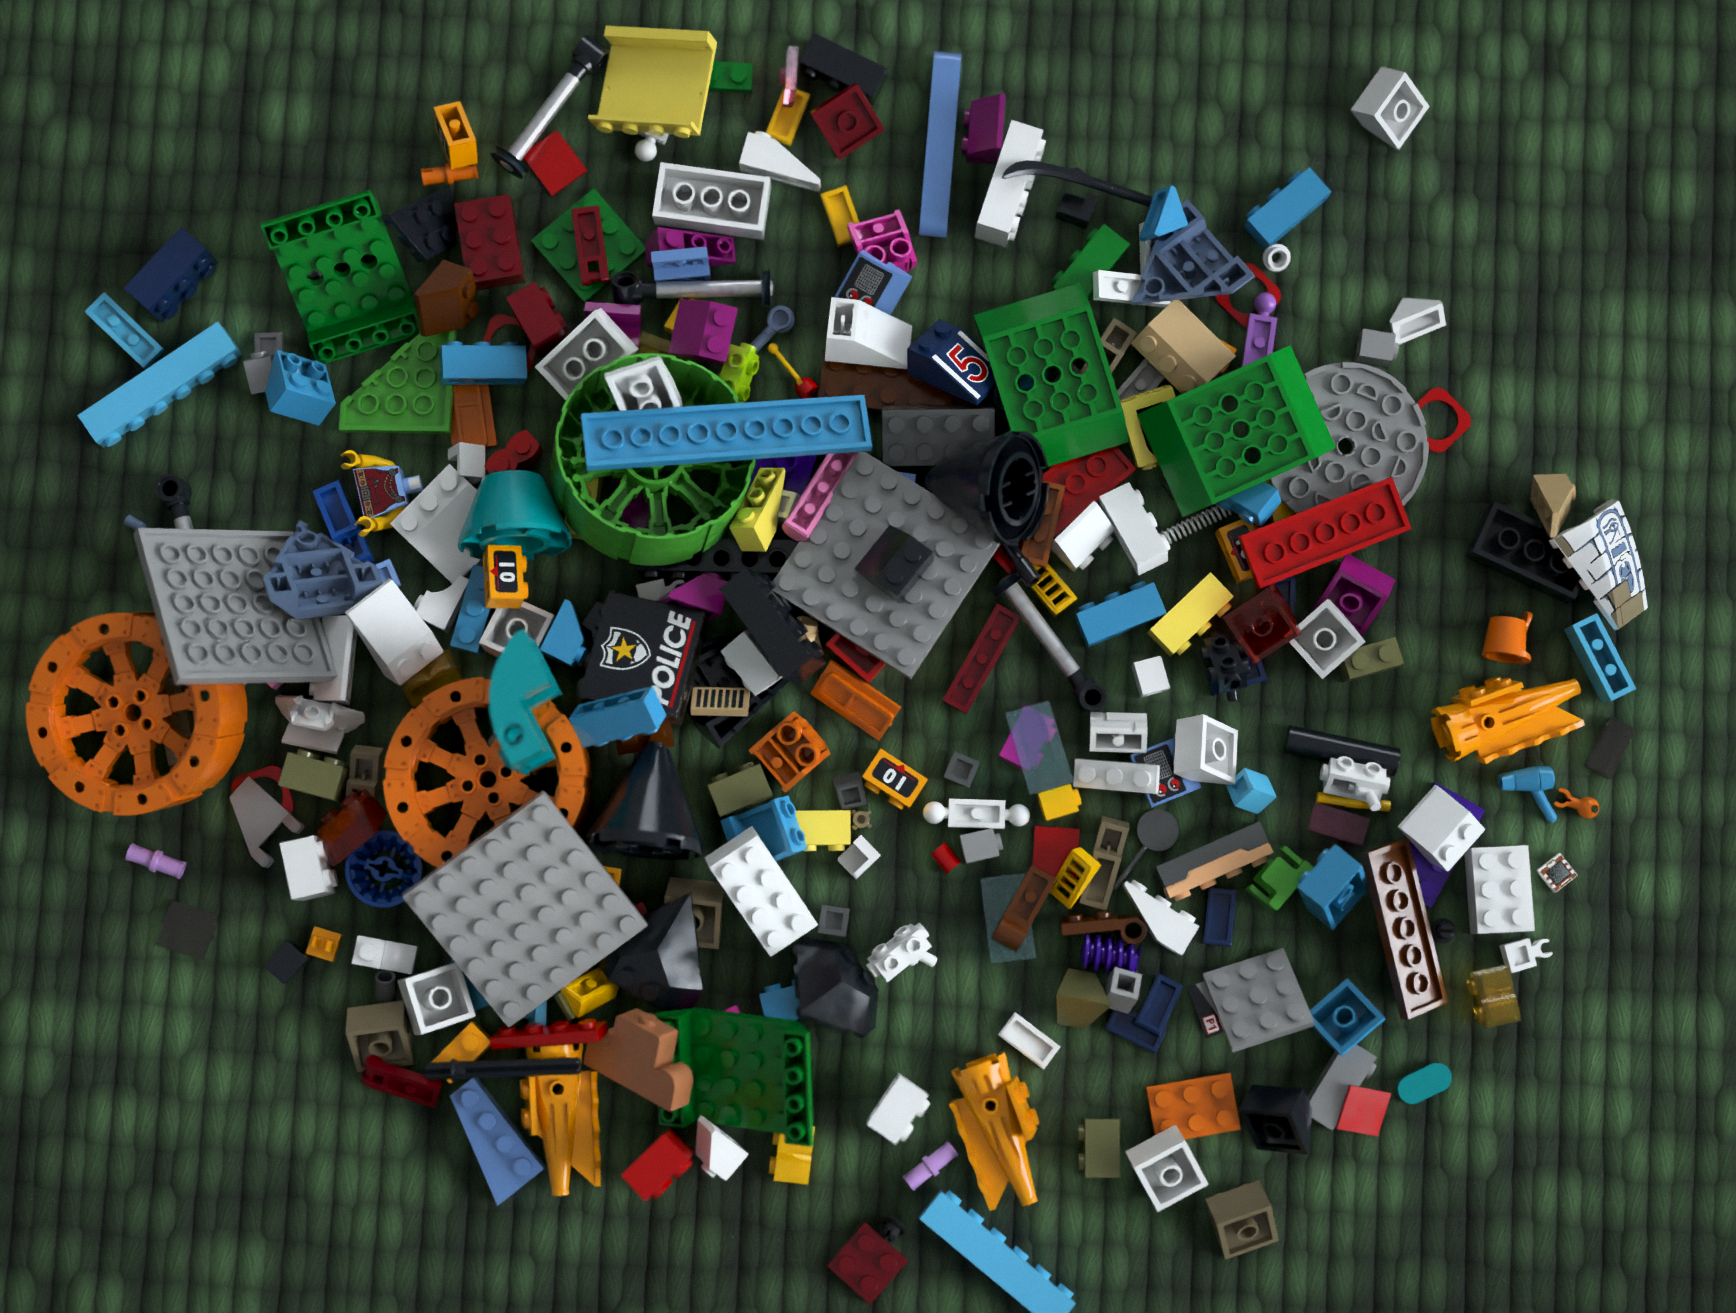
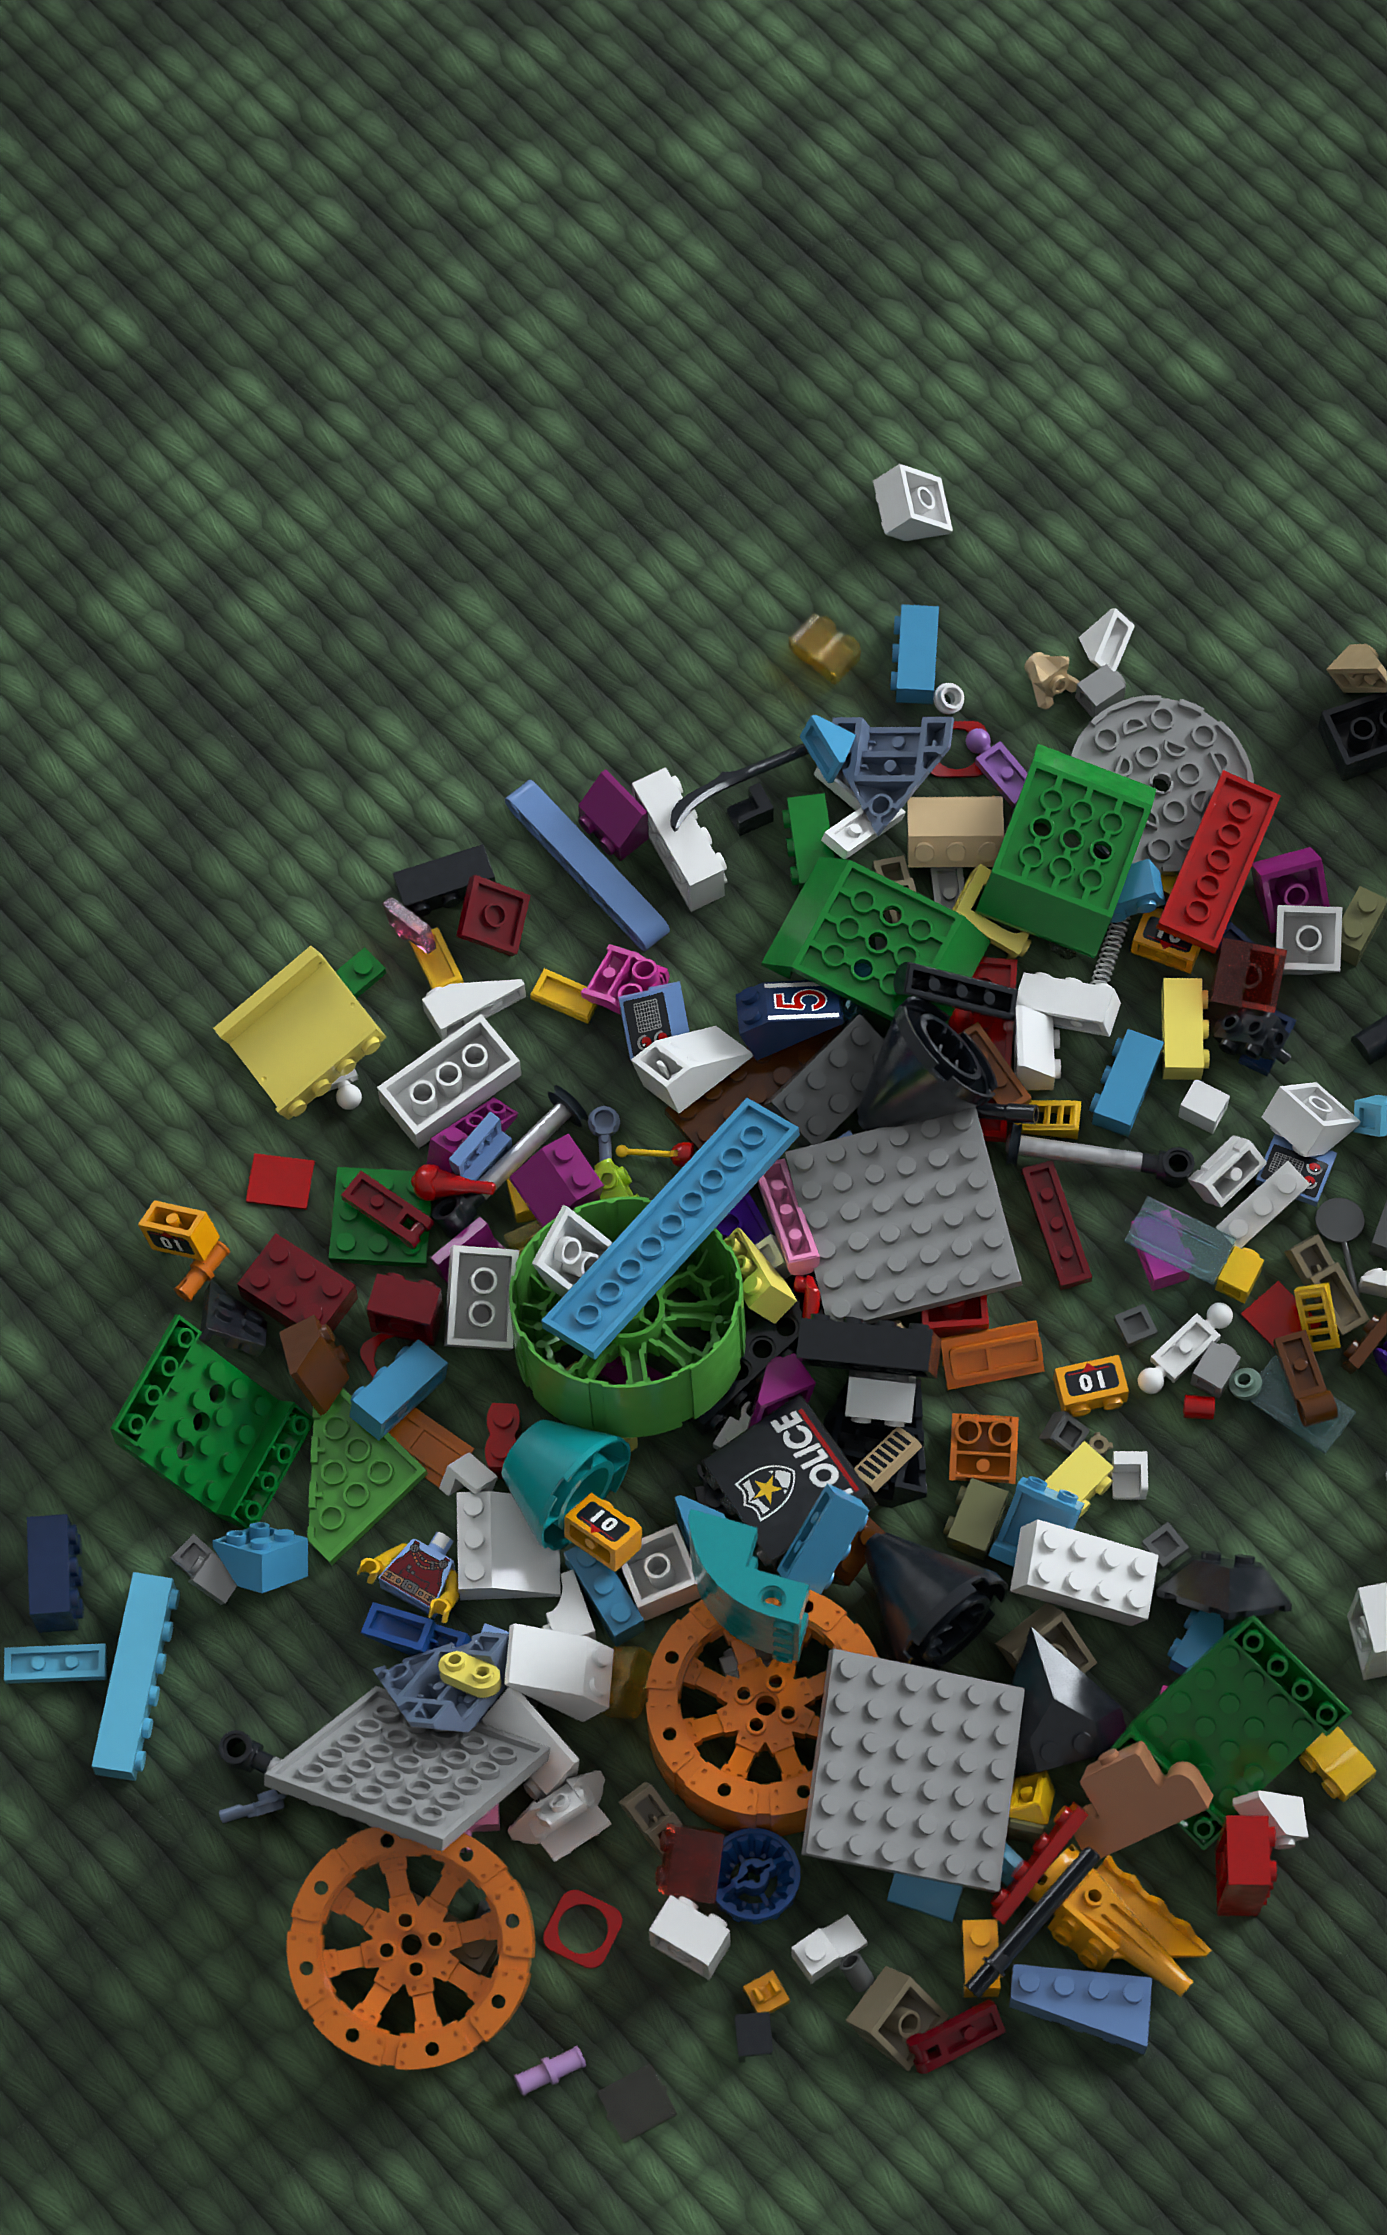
camera: 40 degrees left, 15 degrees down
(259, 817) = (600, 1945): light grey flag -> none
(314, 777) = (616, 1856): olive brick -> none
(335, 582) = (469, 1674): none -> light yellow plate
(436, 998) = (912, 1933): white brick -> none
(587, 59) = (224, 1074): piece -> none
(633, 256) = (432, 1183): none -> red piece
(779, 557) = (811, 1294): none -> red arm
(895, 563) = (912, 1203): black slope -> none
(904, 949) = (1245, 1513): white brick -> none
(986, 881) = (1248, 1391): none -> sand green plate
(1066, 454) = (956, 991): none -> black brick
(1234, 148) = (825, 648): none -> clear yellow brick
(1352, 306) = (1049, 677): none -> tan rock
(1463, 418) = (1226, 681): red piece -> none

